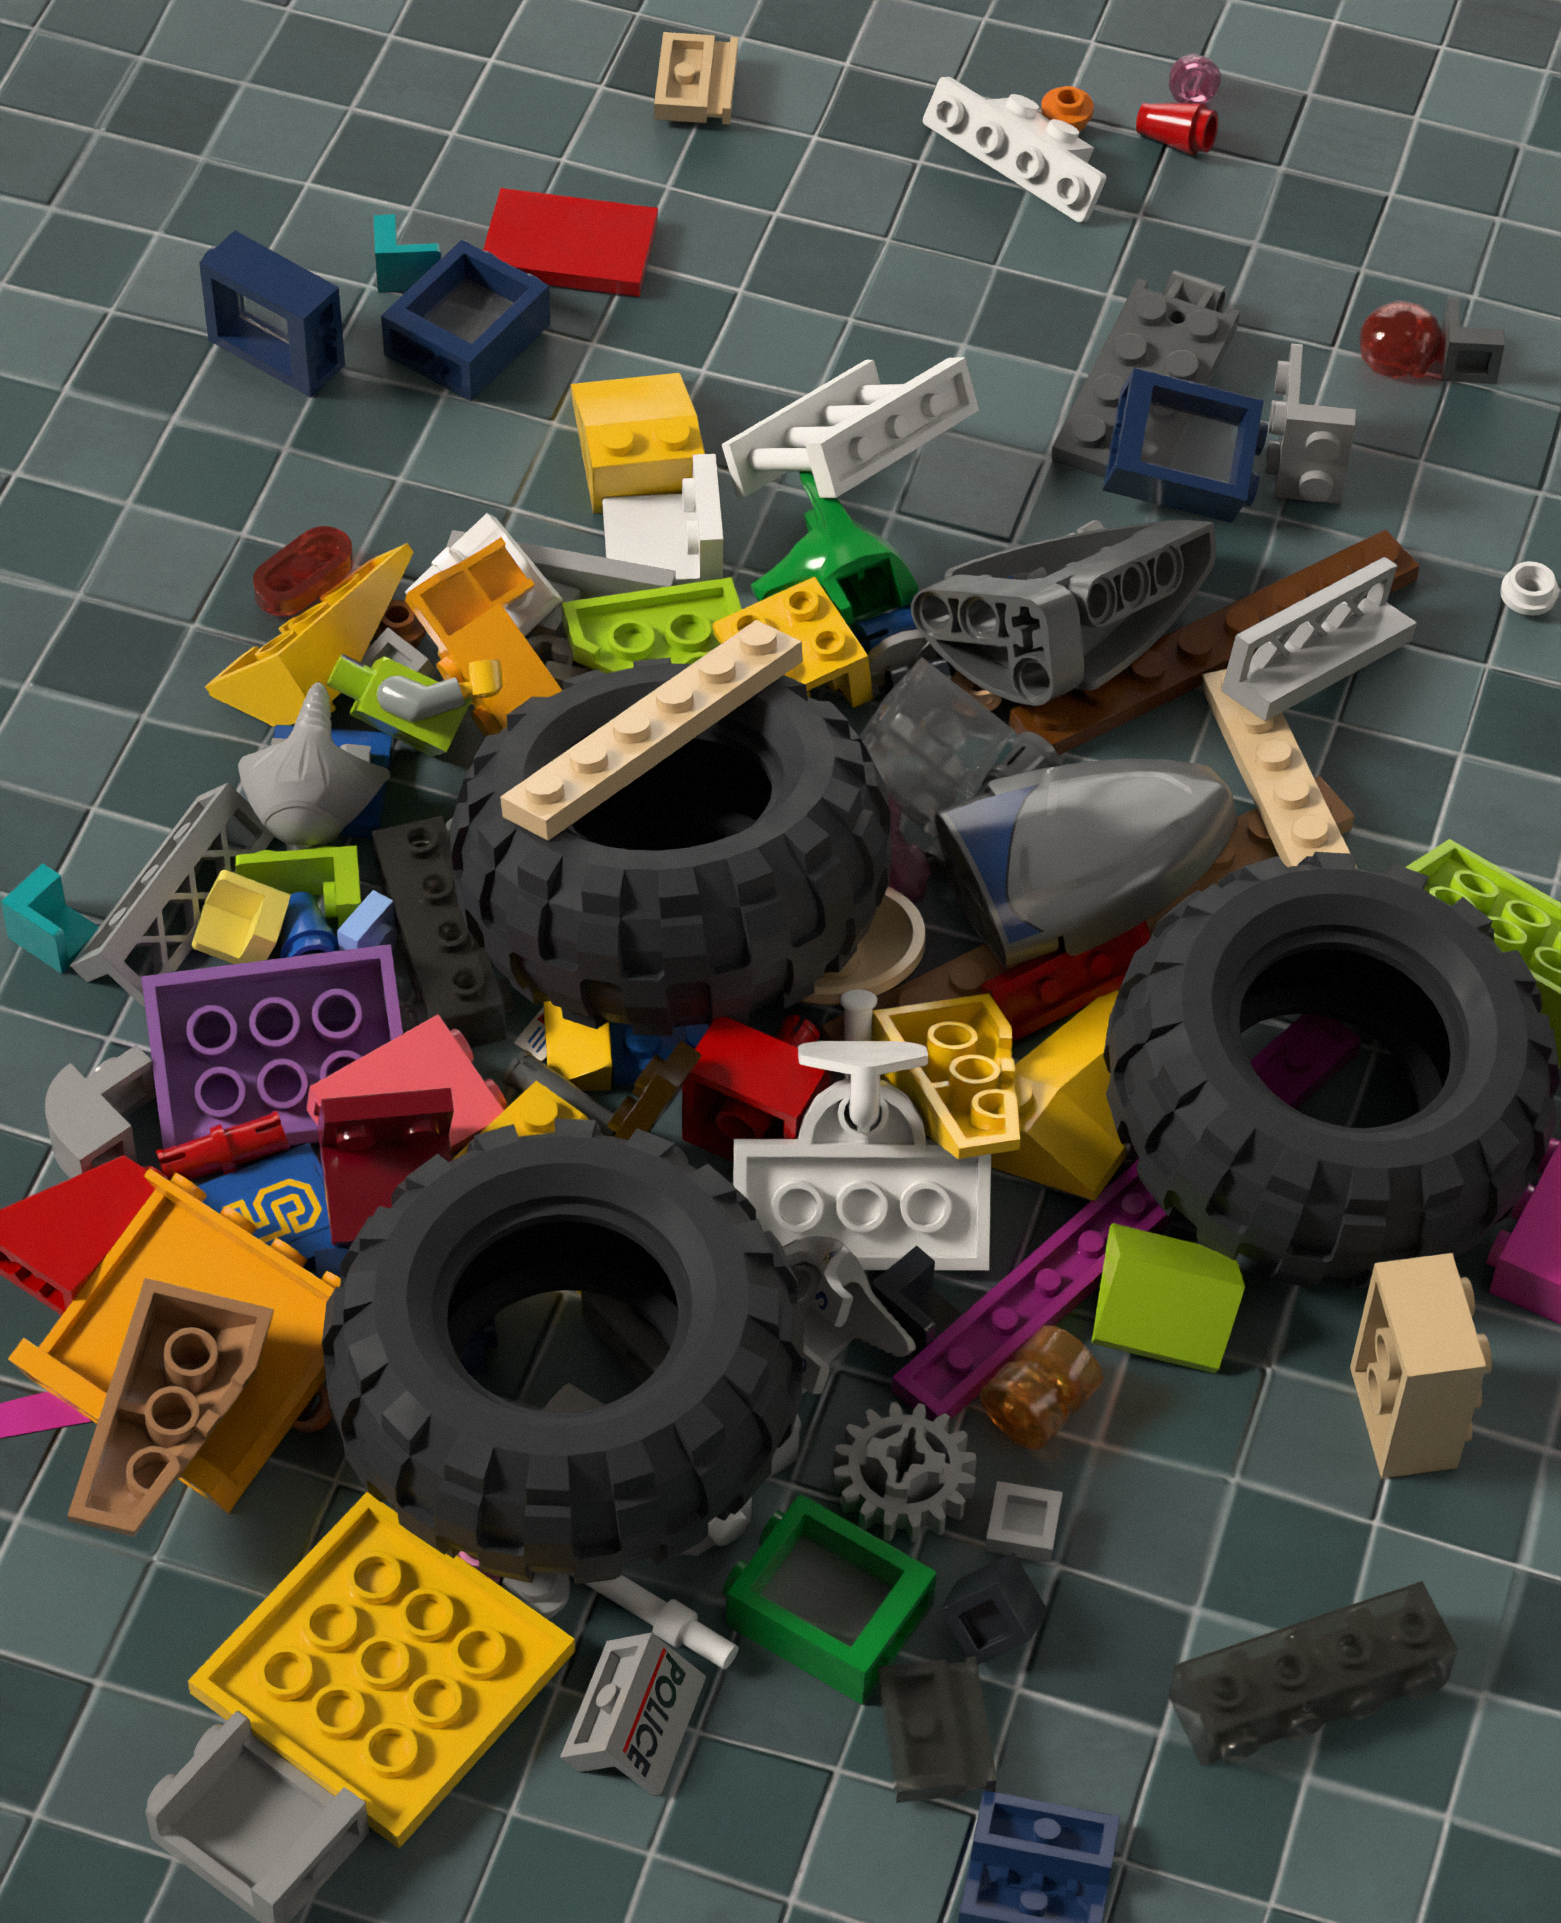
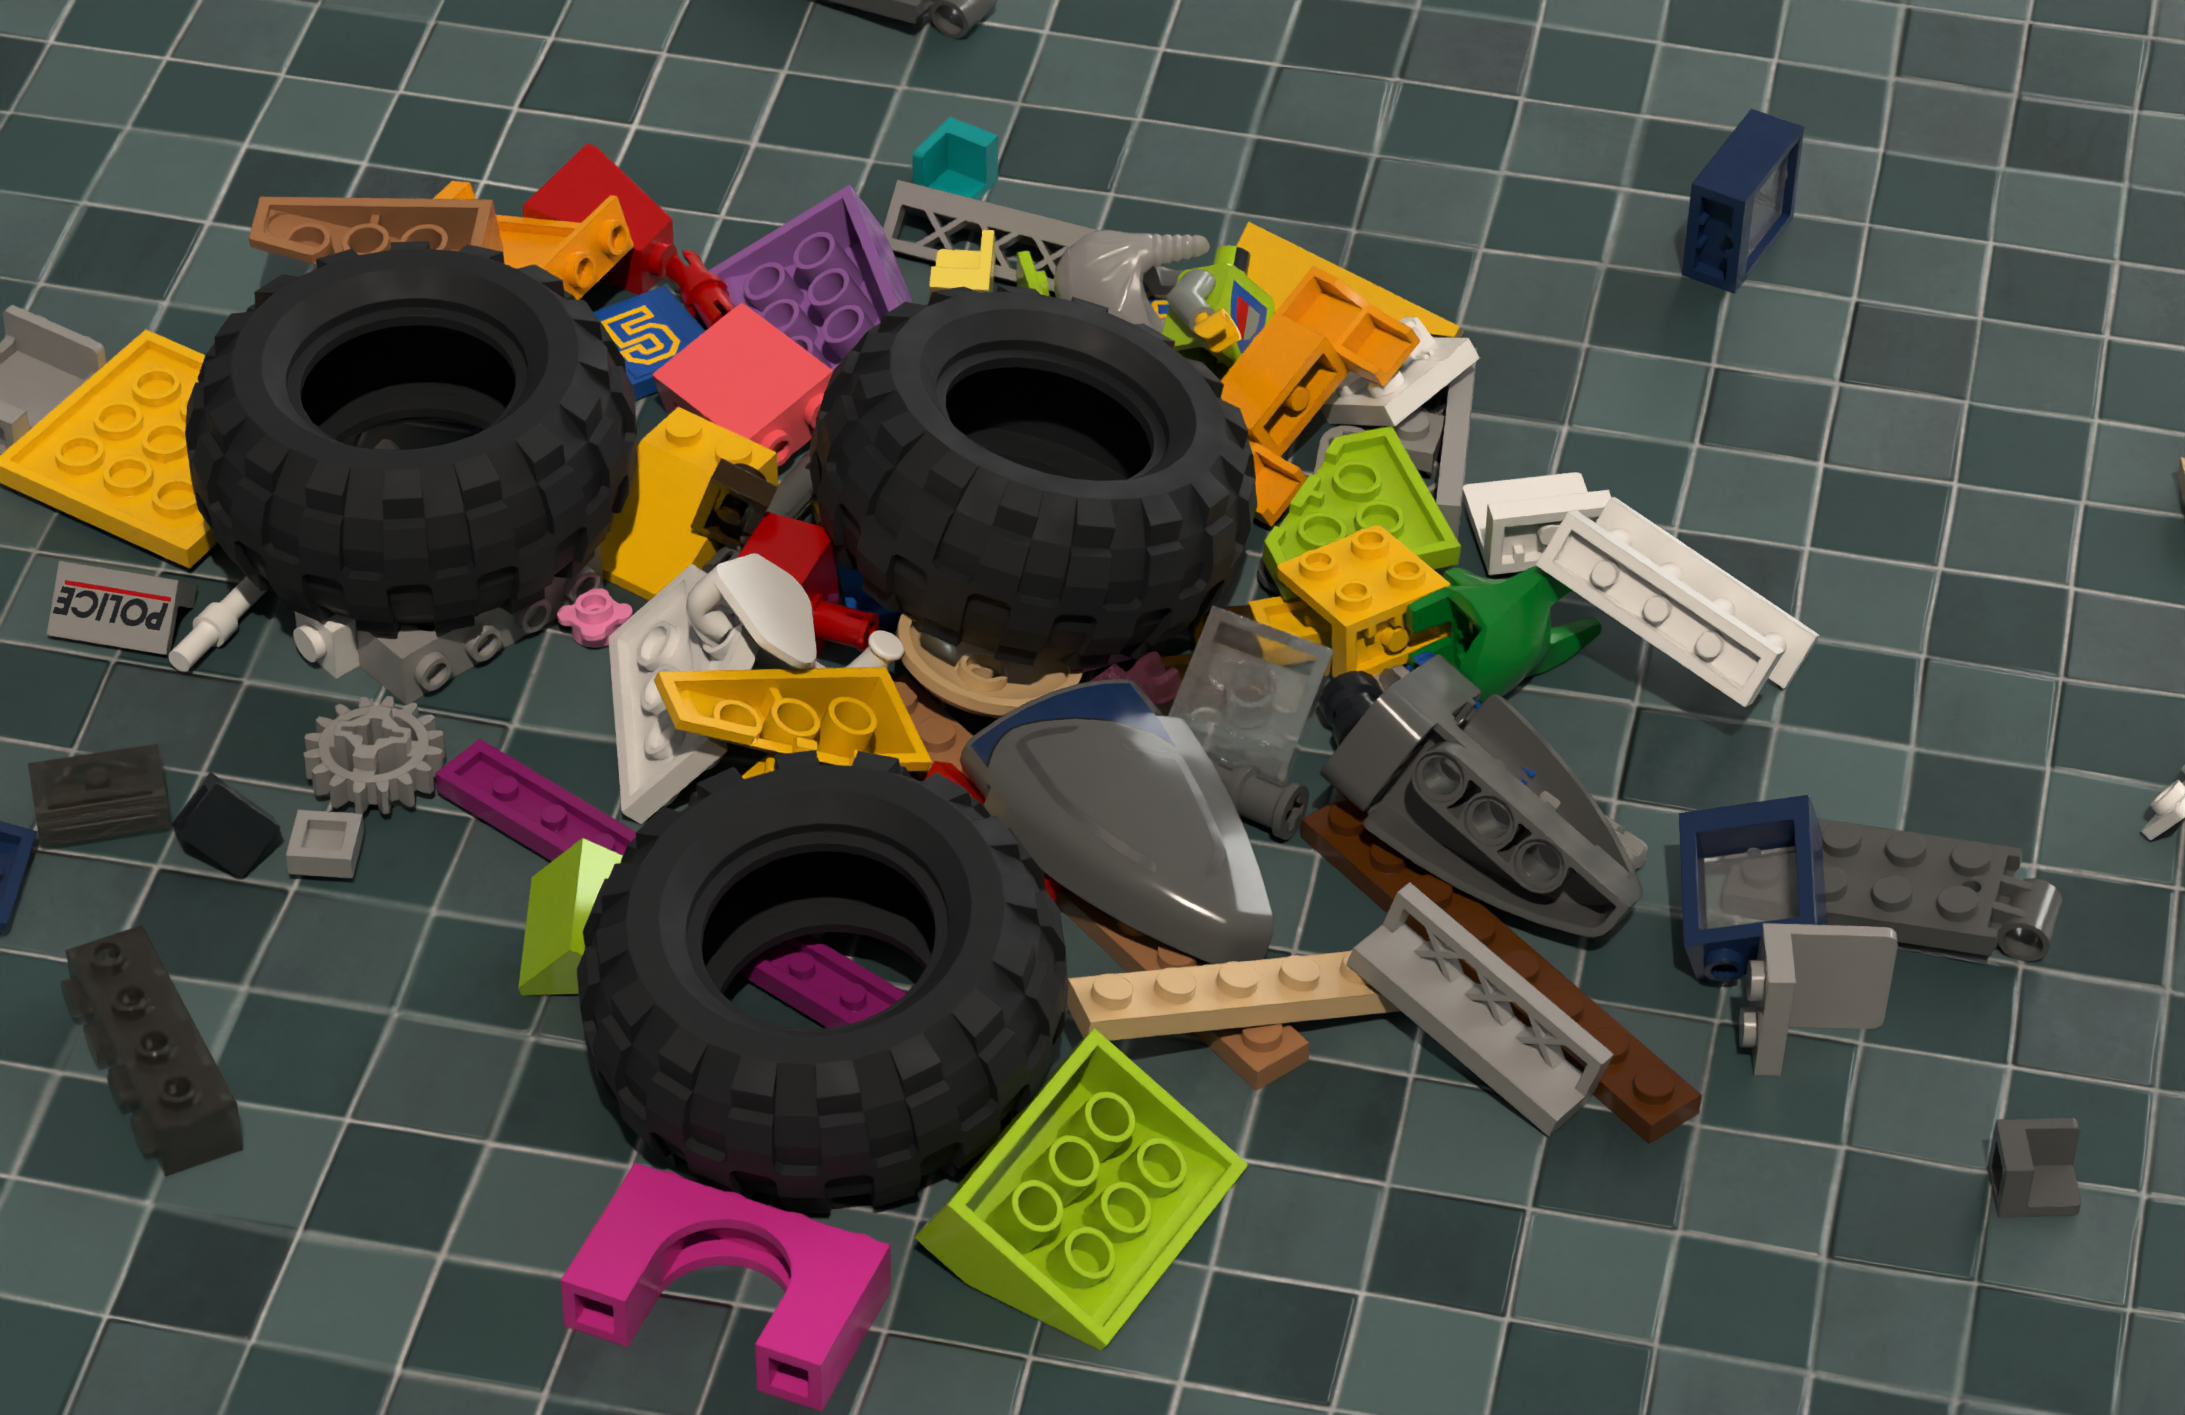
camera: 85 degrees right, 10 degrees down
(89, 1112) = (724, 210): light grey brick -> none
(295, 573) = (1425, 278): clear red plate -> none
(372, 1147) = (668, 353): dark red bracket -> none
(399, 265) = (1882, 302): teal panel -> none
(466, 320) = (1804, 352): dark blue window -> none
(573, 240) = (1959, 427): red tile -> none
(636, 435) = (1681, 480): yellow slope -> none
(651, 730) = (1103, 383): tan plate -> none
(828, 1597) = (235, 711): green window -> none
(837, 1307) = (566, 671): light grey piece -> none
(912, 1301) = (570, 749): black panel -> none
(1040, 1389) = (468, 838): clear orange wheel -> none
(1401, 339) = (2019, 1092): clear red hair -> none
(1419, 1364) = (469, 1069): tan brick -> none
(1530, 589) = (1643, 1230): white plate -> none

